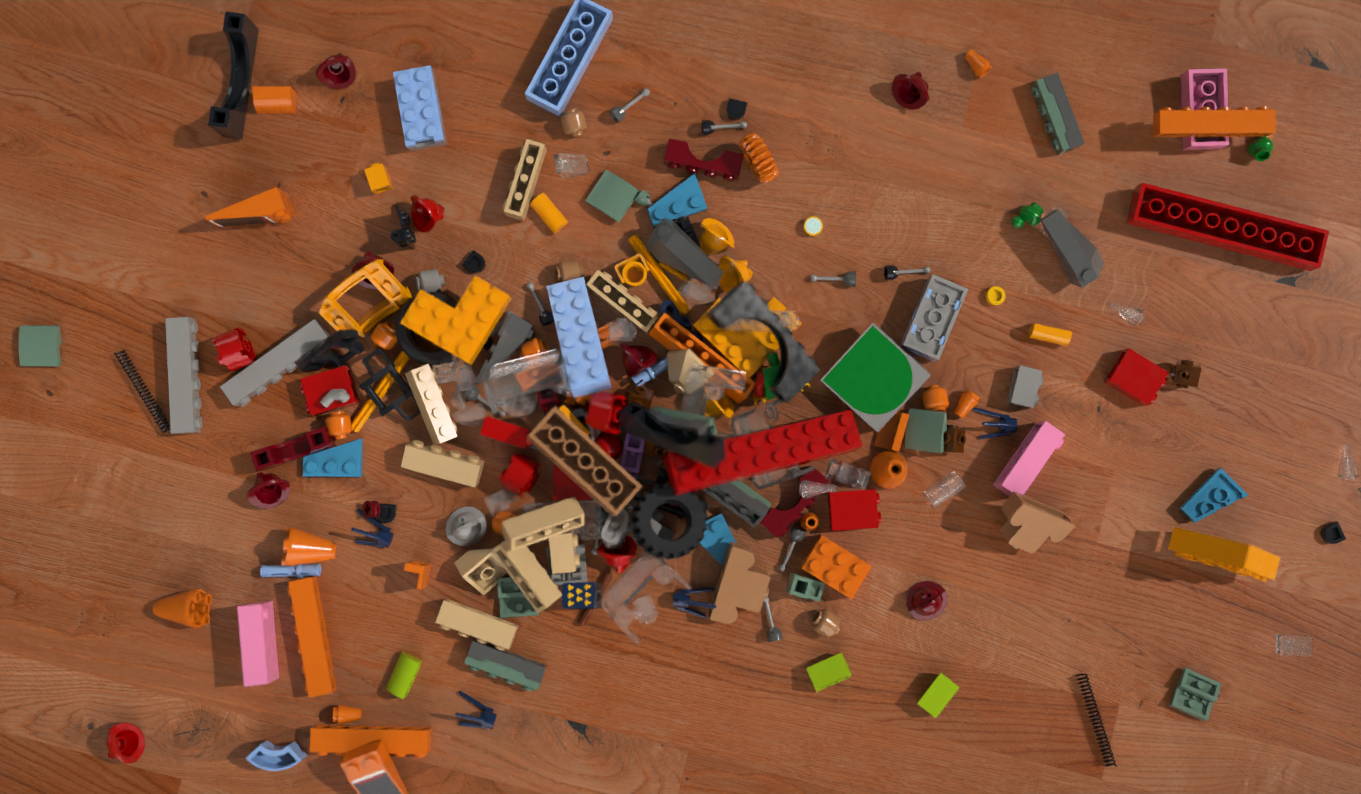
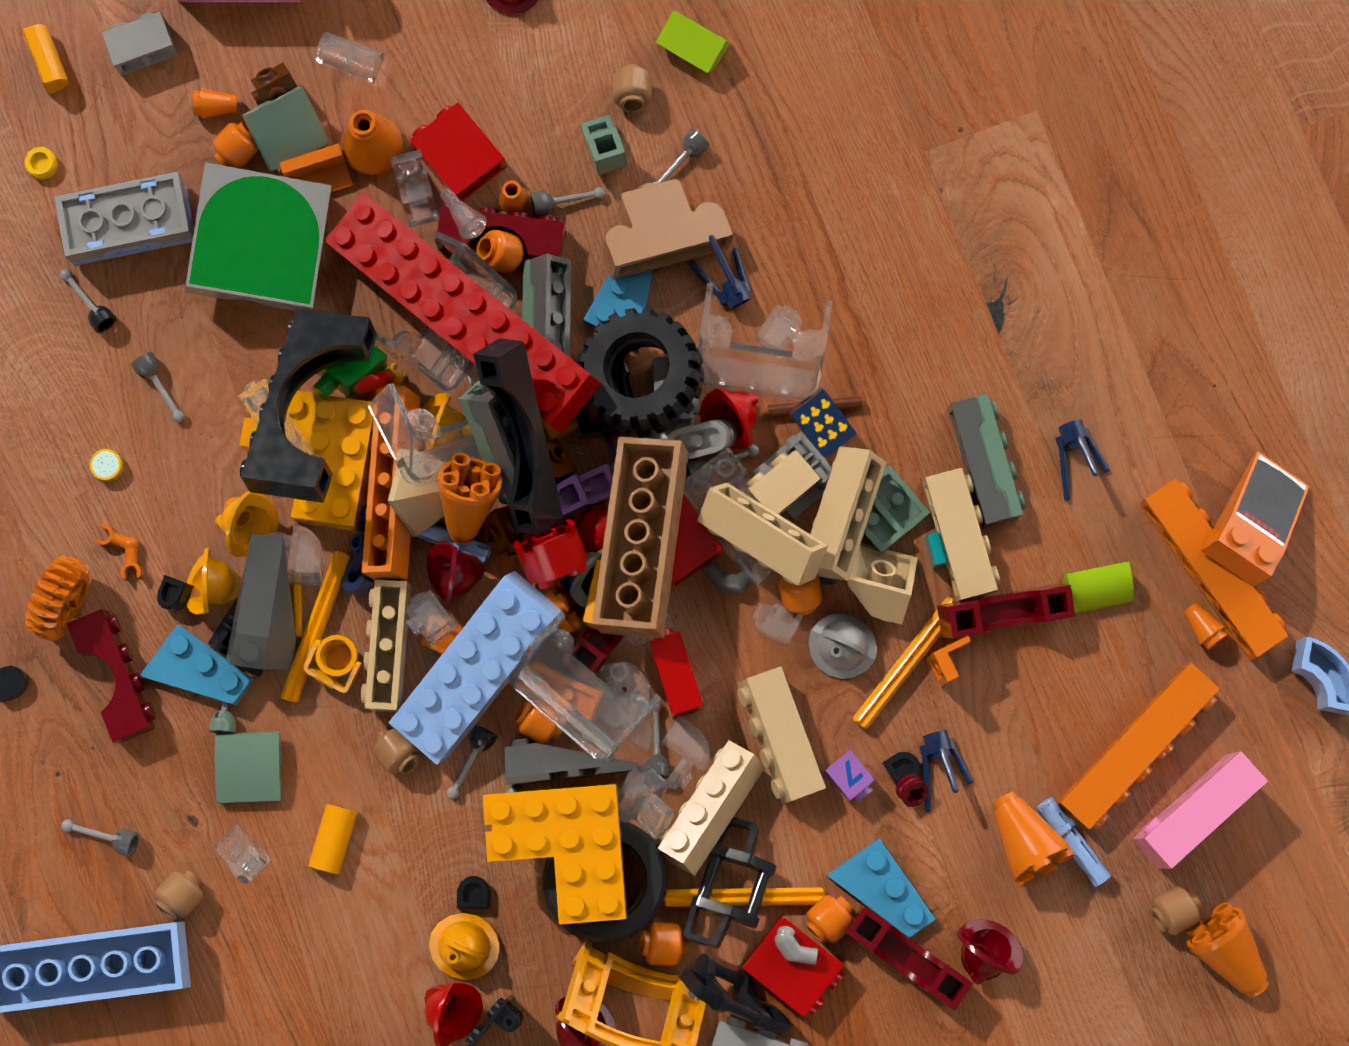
camera: 120 degrees left, 5 degrees down
(221, 595) = (1175, 910): none -> medium nougat head
(399, 483) = (850, 777): none -> medium lavender brick
(416, 635) = (1005, 610): none -> dark red arch
(429, 281) = (544, 936): light grey head -> none
(435, 552) = (900, 671): none -> light orange axle
(453, 241) = (464, 946): none -> light orange helmet
(479, 606) = (935, 550): none -> teal tile
(520, 475) = (720, 617): red brick -> none
(525, 179) = (307, 902): tan brick -> none
(538, 490) = (727, 582): none -> dark grey arm
(667, 392) = (467, 494): none -> orange cone
(709, 127) = (60, 702): hinge -> none
(724, 216) = (173, 594): none -> black tile
(761, 210) = (130, 545): none -> orange arm
(785, 495) = (501, 250): none -> orange head
(835, 566) = (548, 124): orange brick -> none
(1005, 424) = (209, 34): dark blue plant -> none

